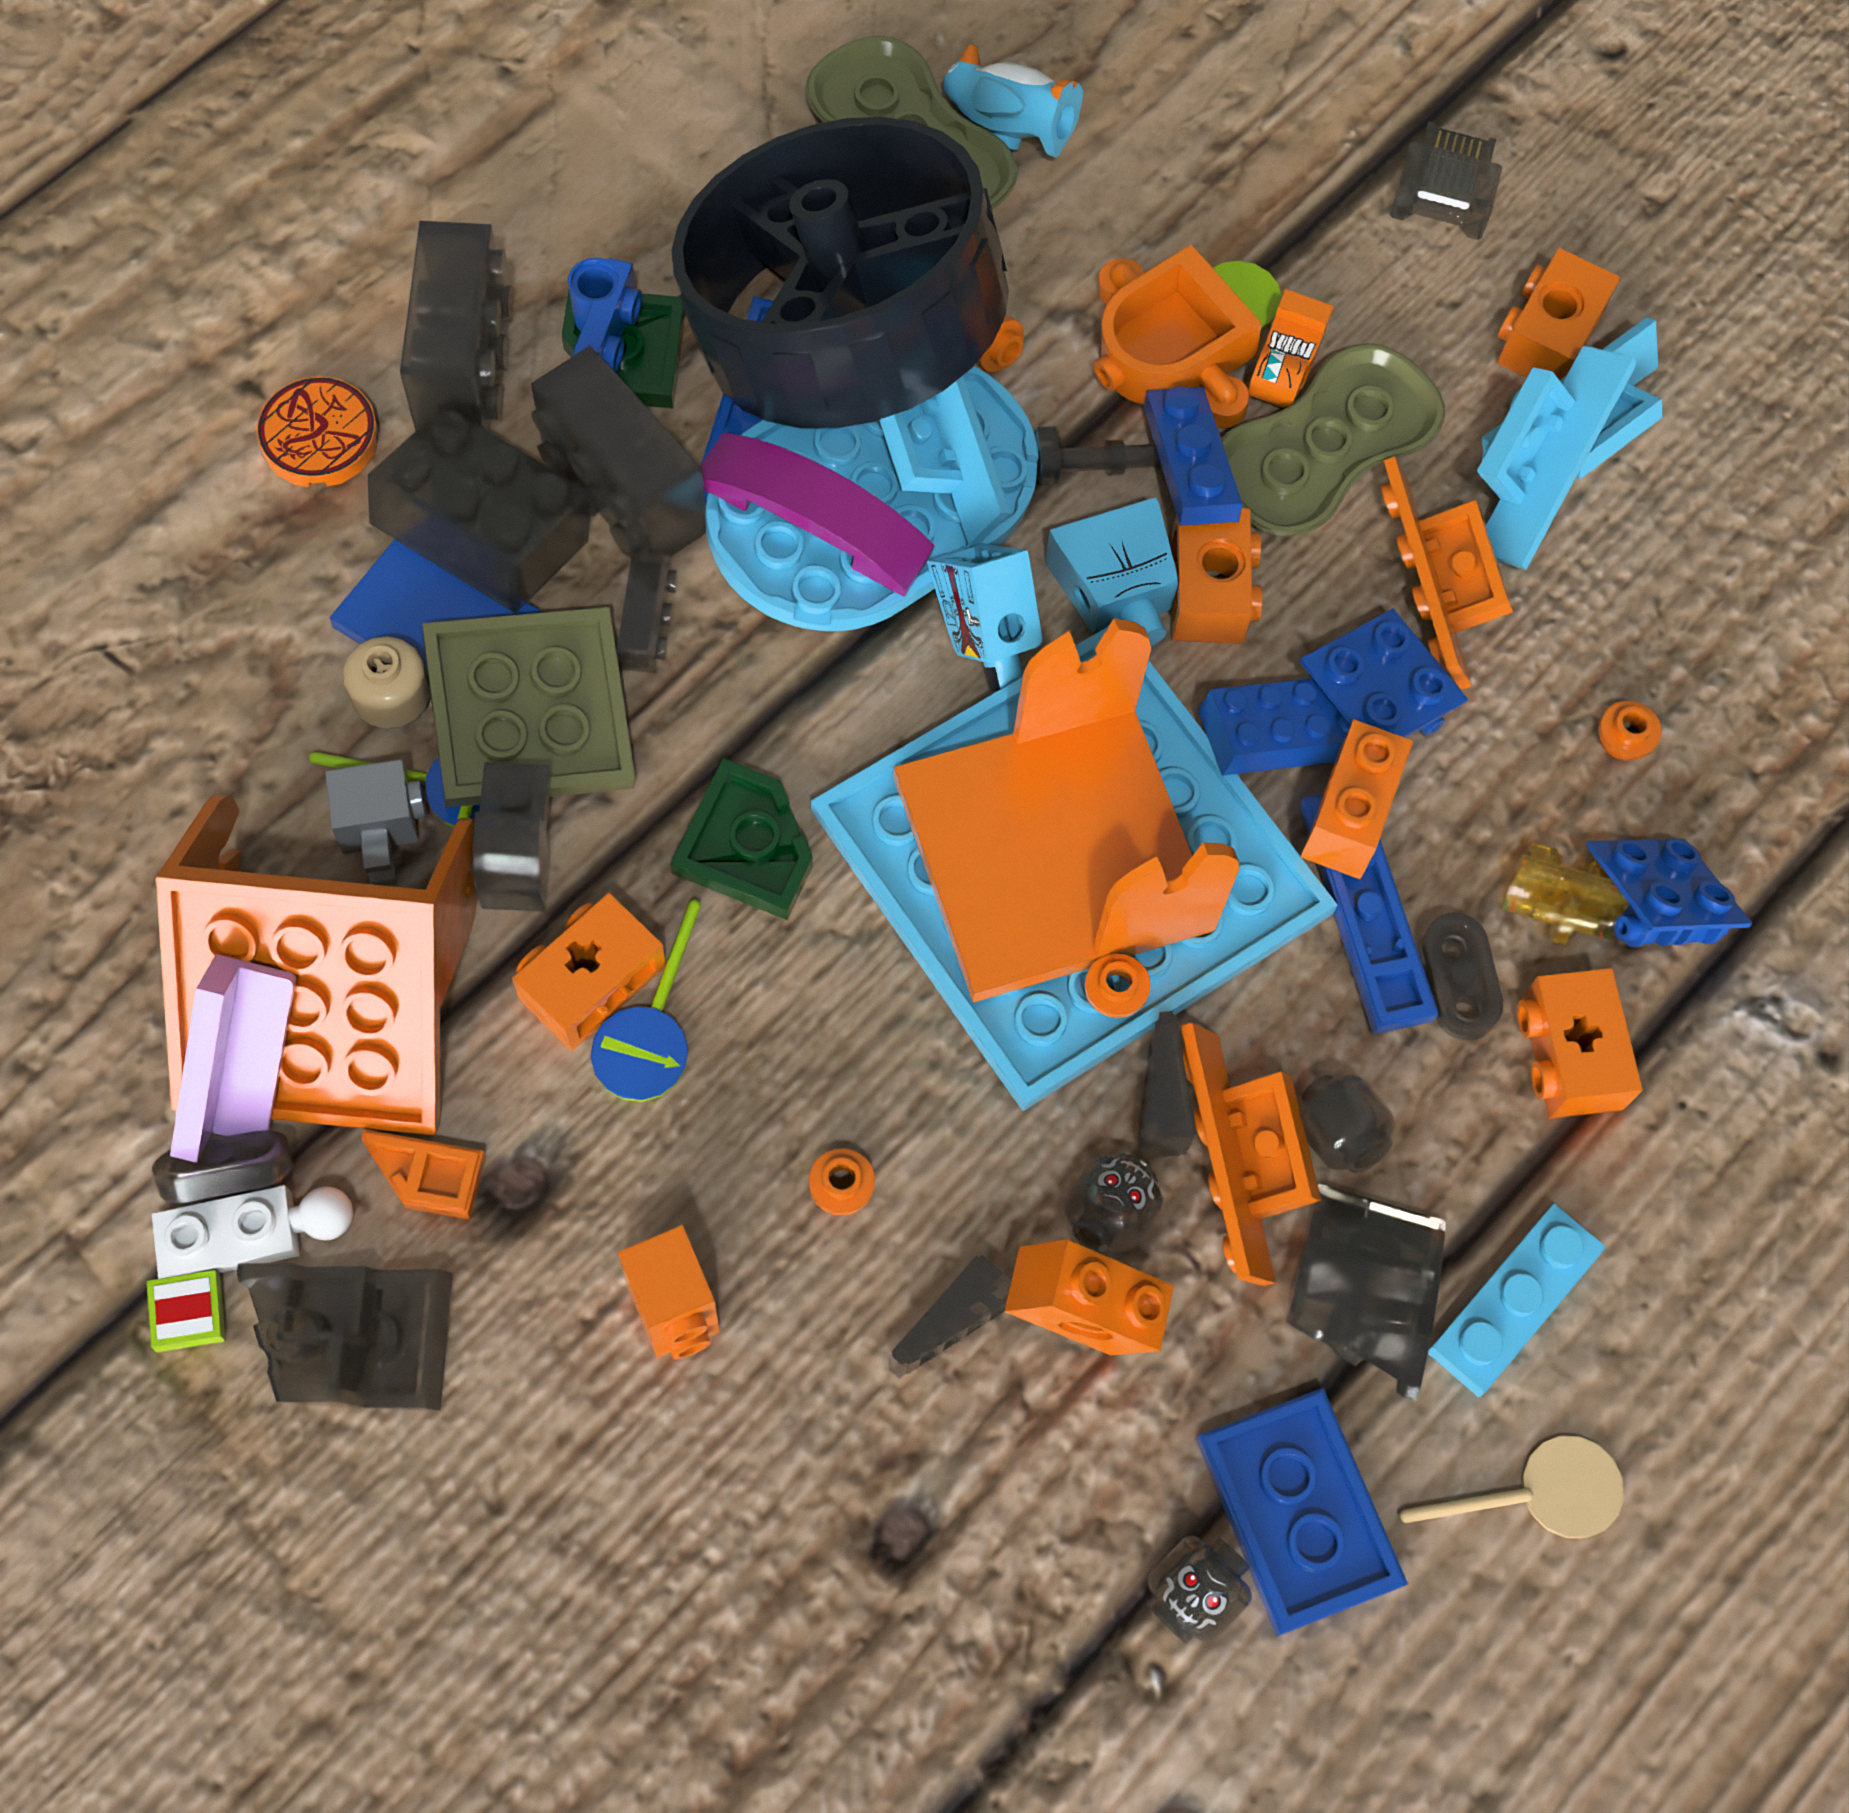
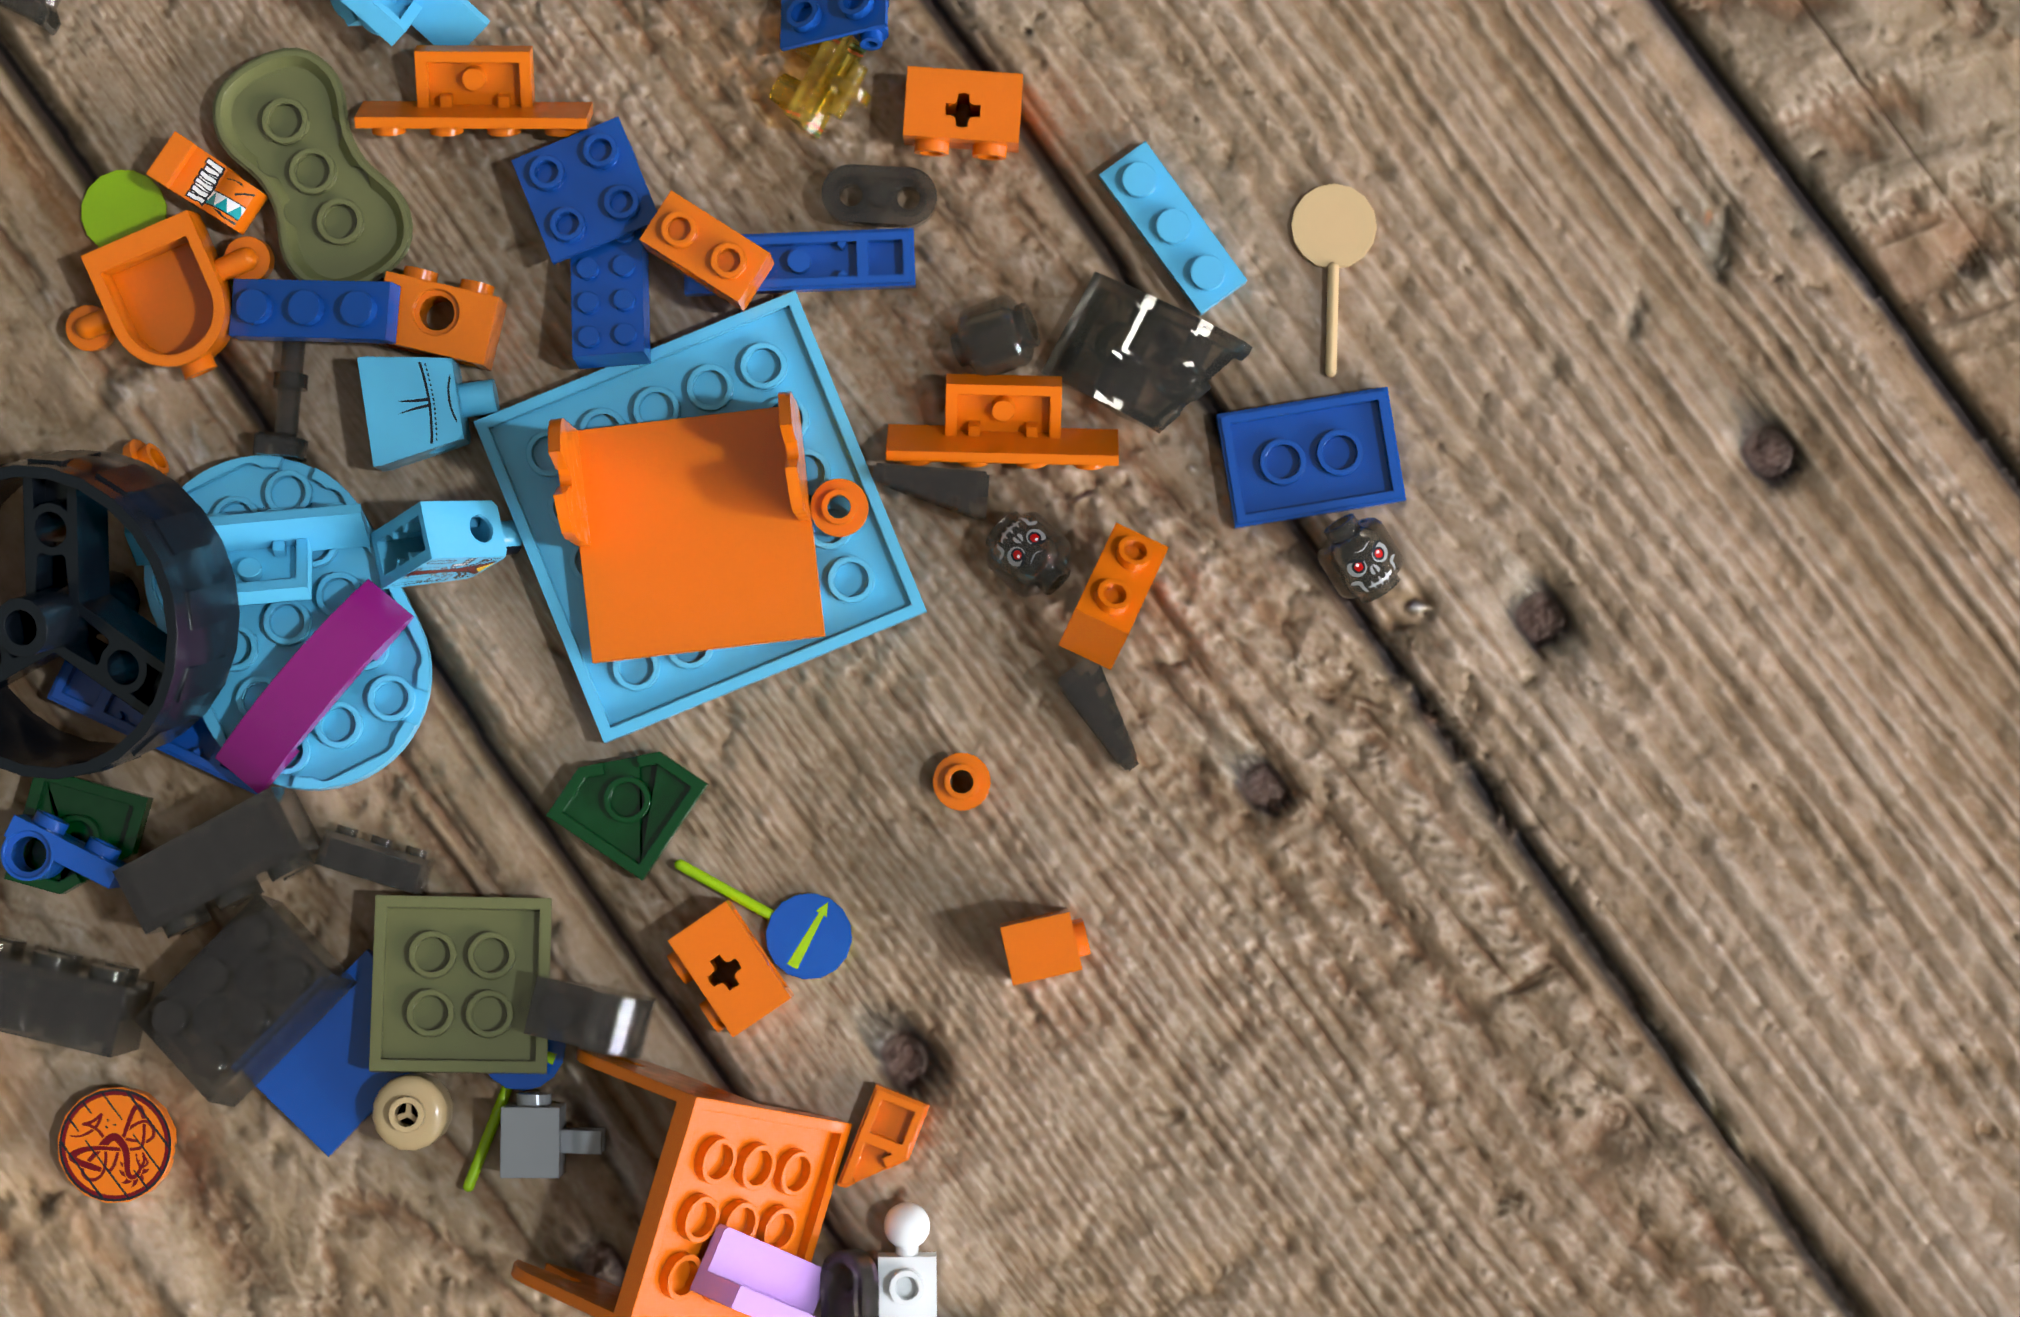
camera: 75 degrees left, 20 degrees up
(352, 1333) = (1014, 1216): clear smoke slope -> none

